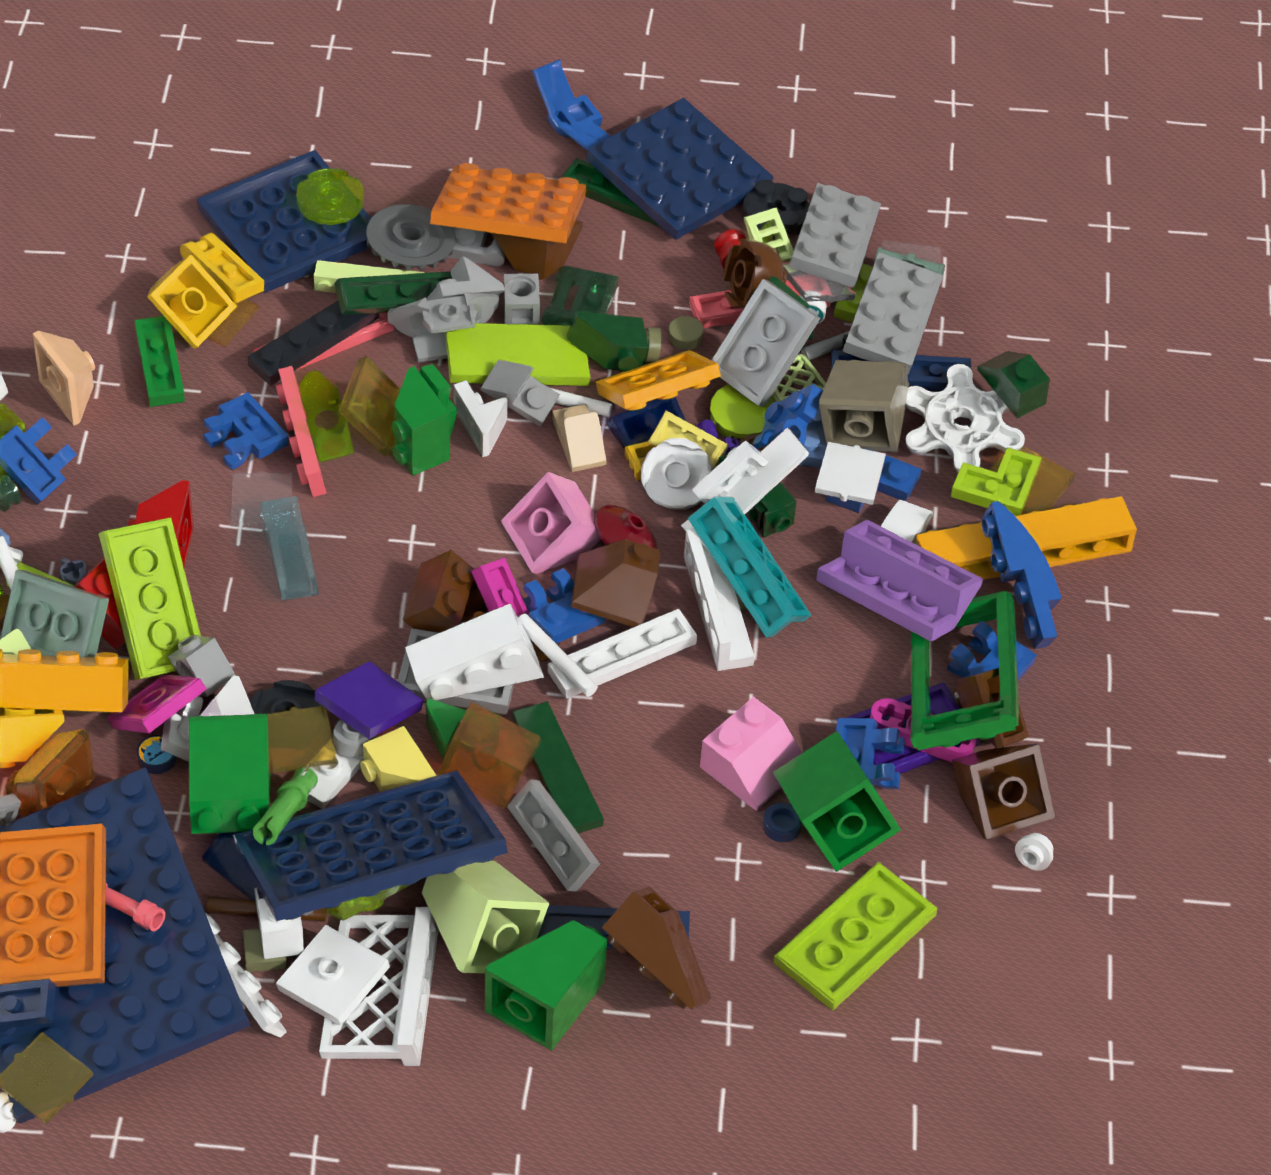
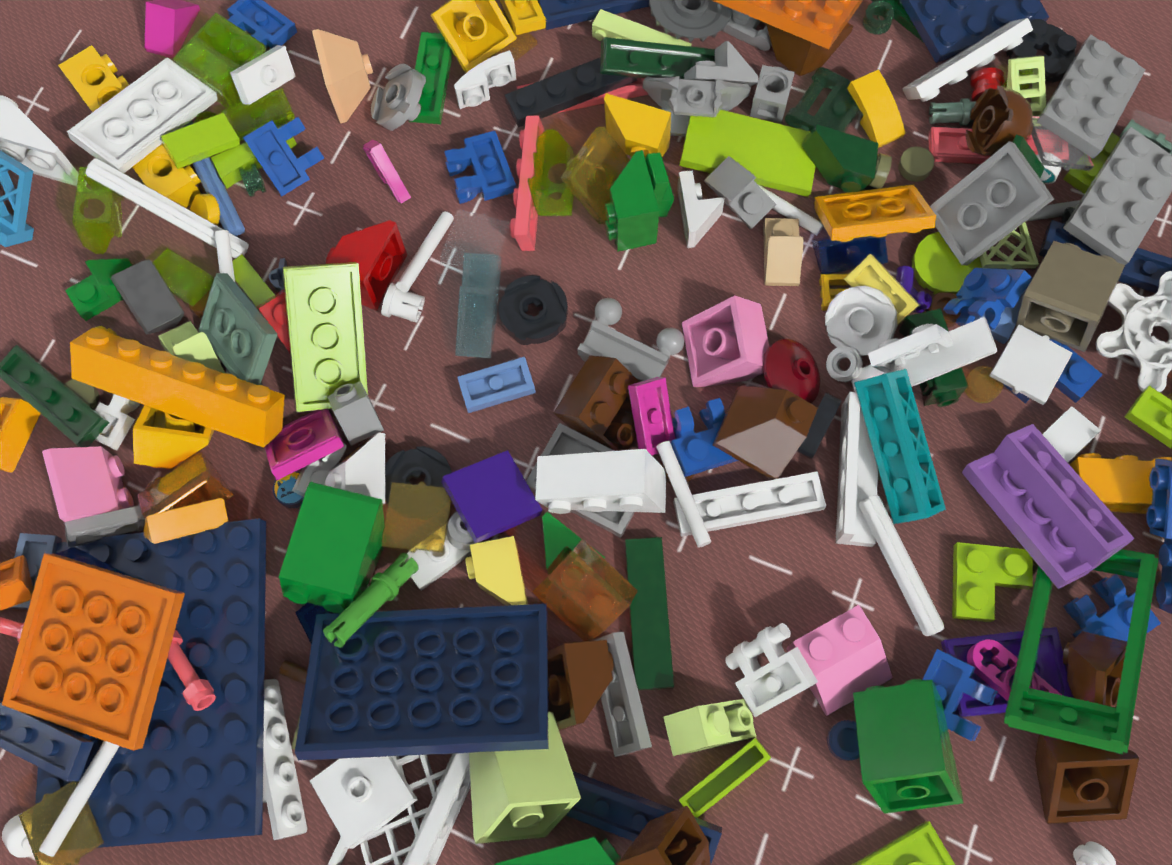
camera: 25 degrees right, 20 degrees up
(57, 1037) = (78, 798): none -> white bar
(69, 785) = (185, 521): none -> light orange slope
(135, 383) = (399, 97): none -> light grey plate
(144, 451) = (386, 170): none -> tile
(210, 566) = (402, 304): none -> white bush
(212, 354) = (475, 84): none -> white slope
(216, 514) = (424, 252): none -> white bar
(334, 614) = (496, 384): none -> medium blue plate
(347, 559) = (529, 328): none -> black plate
(396, 348) = (637, 126): none -> yellow slope
(426, 546) = (635, 356): none -> light grey gear
(515, 813) = (577, 680): none -> reddish brown slope
(604, 204) = (878, 26): none -> clear green bush
(631, 288) = (877, 104): none -> yellow slope
(648, 837) = (709, 726): none -> yellowish green slope
(664, 512) = (834, 359): none -> white plate
(667, 572) = (820, 424): none -> black beam
(686, 868) = (725, 777): none -> lime piece
(697, 239) = (976, 55): none -> white plate
(698, 779) = (776, 681): none -> white plate
(705, 280) = (951, 112): none -> sand green pin
(784, 666) = (901, 566): none -> white axle
(812, 506) = (981, 386): none -> clear yellow tile
(862, 655) = (977, 573): none -> lime plate

